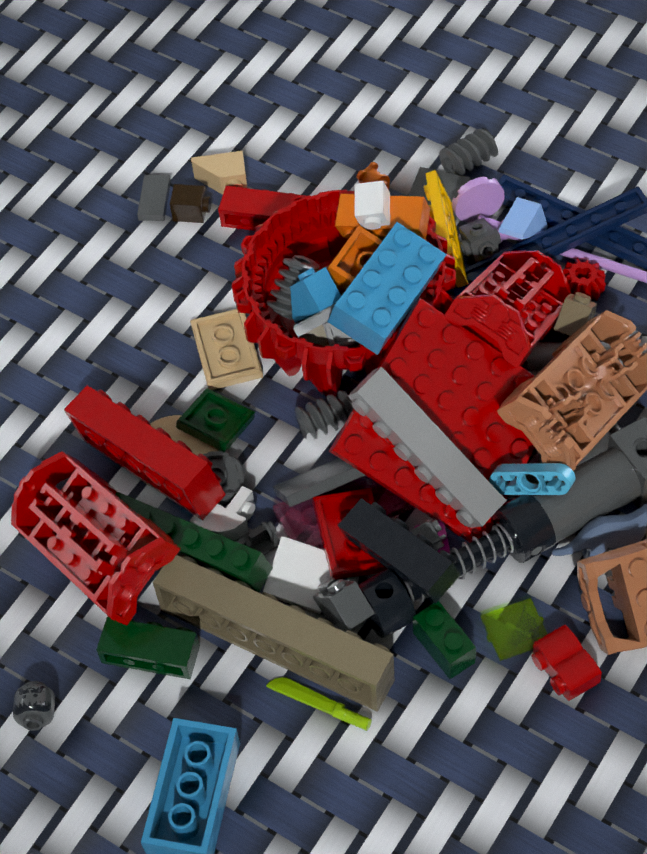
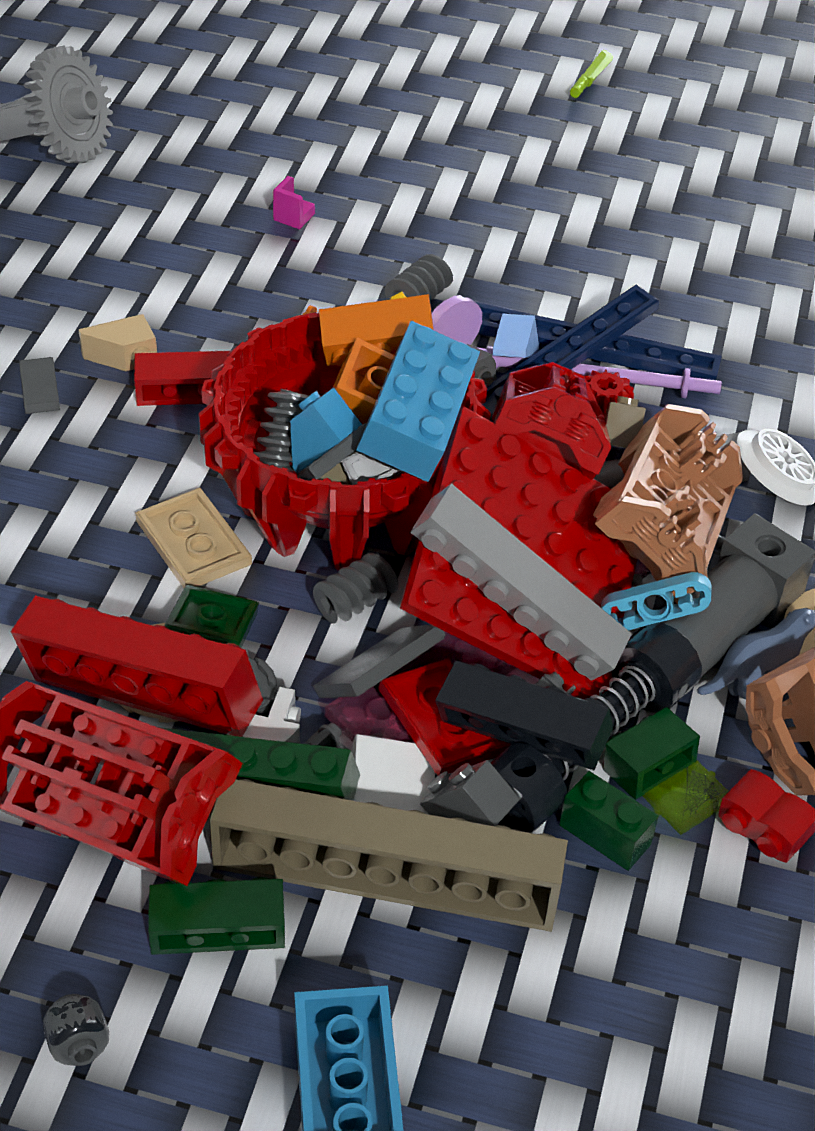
camera: 25 degrees left, 10 degrees down
(189, 203) = (91, 382): dark brown brick -> none
(309, 697) = (458, 933): lime piece -> none
(372, 204) = (369, 309): white brick -> none
(393, 63) = (290, 207): none -> dark pink panel
(497, 593) = (650, 752): none -> dark green brick

